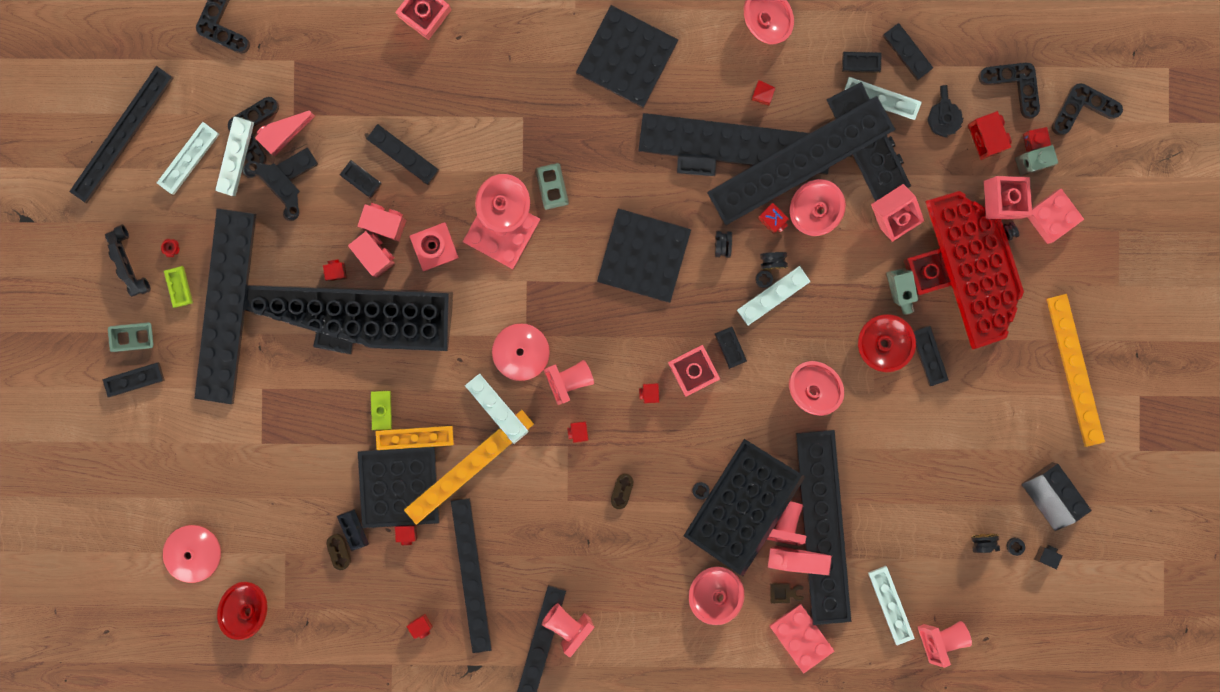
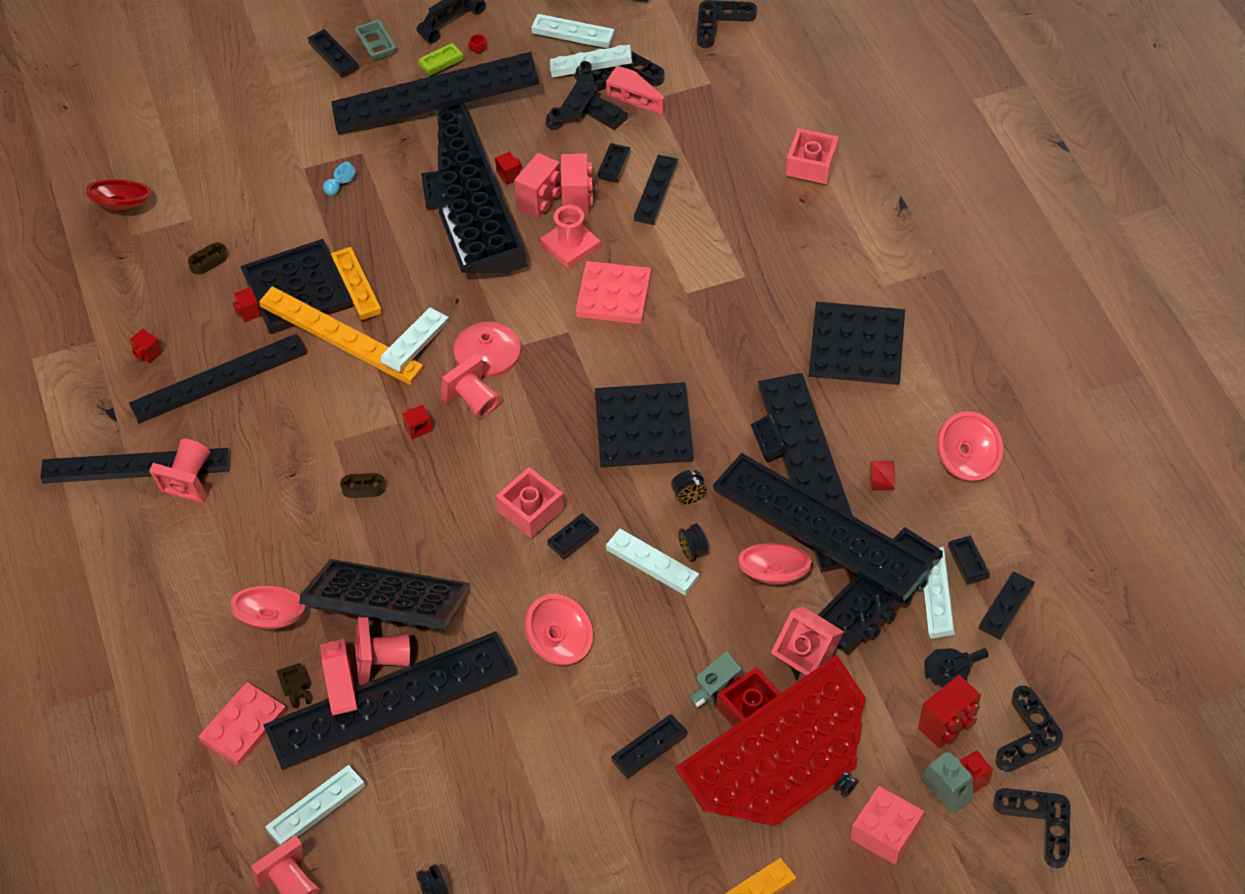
camera: 75 degrees right, 35 degrees down
(204, 553) = (167, 147): coral dish -> none
(286, 412) = (343, 174): none -> medium azure plate
(352, 530) = (235, 260): black plate -> none
(381, 410) = (376, 249): lime plate -> none
(512, 207) = (641, 252): coral dish -> none
(545, 186) = (688, 324): sand green piece -> none
(649, 393) = (487, 474): red plate -> none
(705, 493) = (395, 556): black bush -> none
(760, 283) = (673, 542): black bush -> none
(774, 219) = (742, 528): red brick -> none
(900, 342) = (644, 674): red dish -> none
(1007, 197) = (883, 756): coral brick -> none

